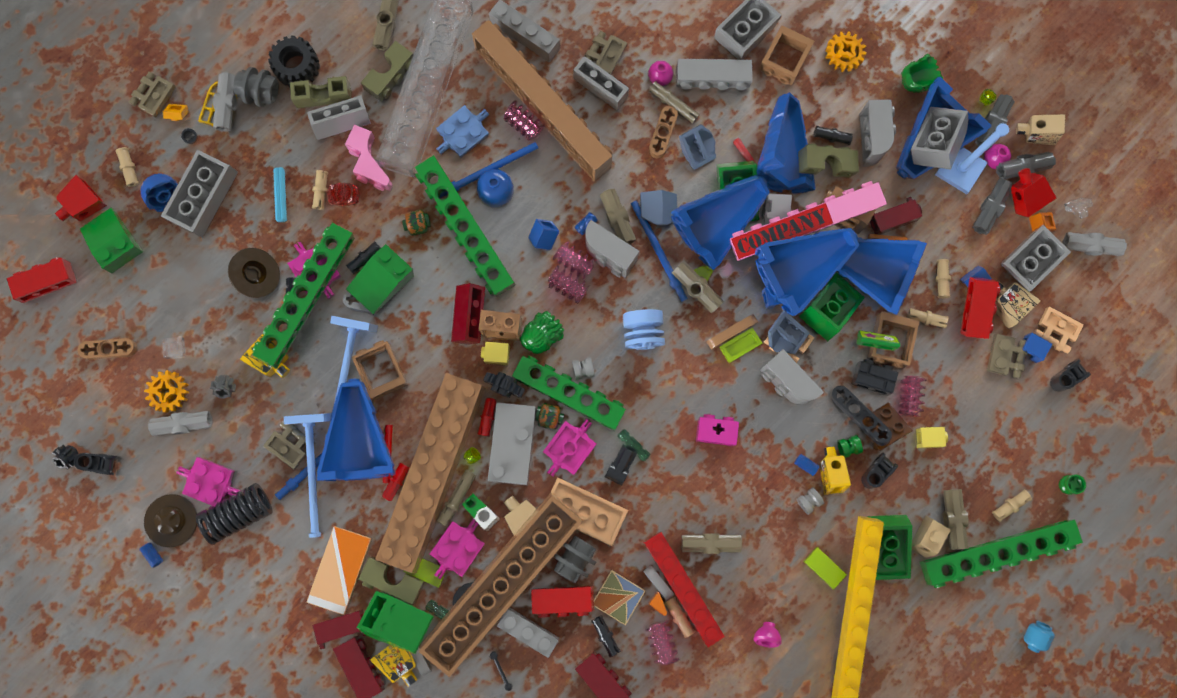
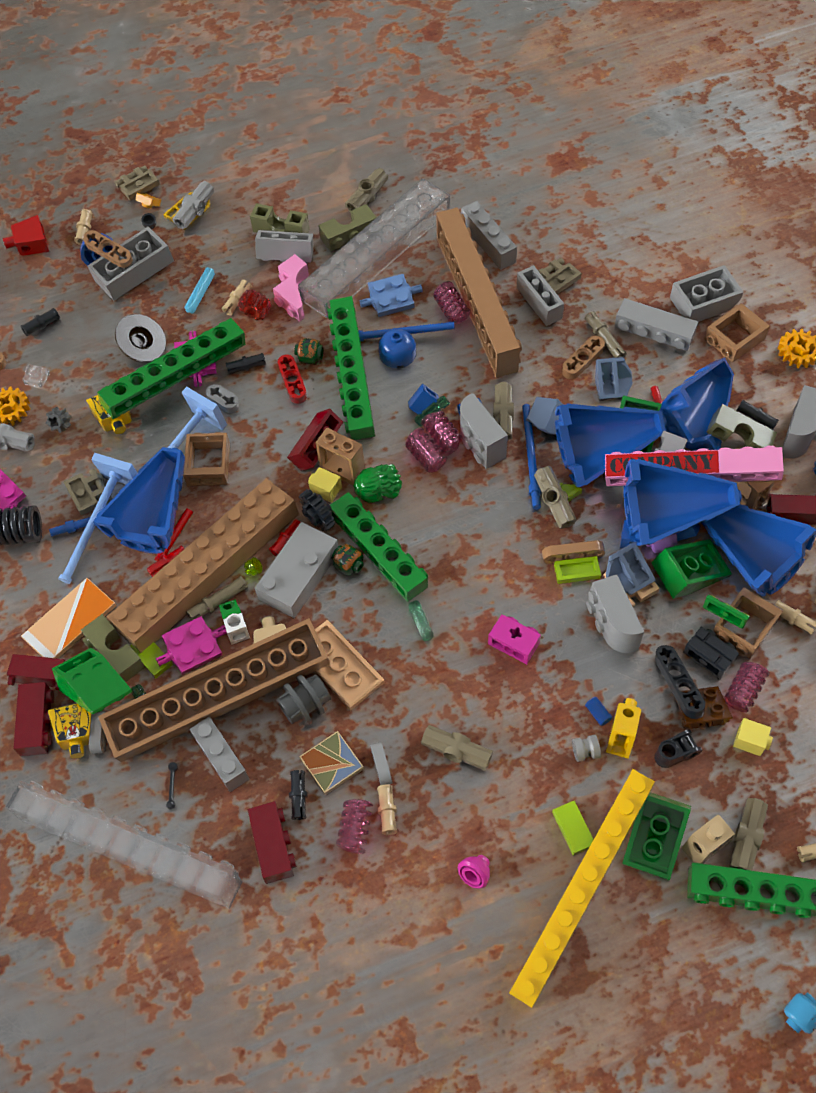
camera: 30 degrees right, 20 degrees down
(110, 241) = (35, 277): green slope -> none
(145, 290) = (40, 322): none -> black pin
(160, 186) = (104, 241): none -> medium nougat beam
(256, 87) = (226, 200): dark grey piece -> none
(285, 51) = (271, 190): black tyre -> none
(380, 279) = (250, 383): green slope -> none
(409, 243) = (290, 386): none -> red beam
(555, 244) = (442, 402): none -> clear green axle
(562, 601) = (271, 737): red brick -> none
(569, 447) = (353, 596): dark pink plate -> none
(583, 368) = (403, 529): light grey wheel -> none
(620, 467) = (393, 634): black piece -> none
(643, 325) = (481, 512): light blue wheel -> none
(657, 603) = (368, 783): orange slope -> none
(660, 72) = (604, 308): dark pink brick -> none
(684, 589) = (404, 781): red arch -> none
(850, 446) = (654, 710): green wheel -> none

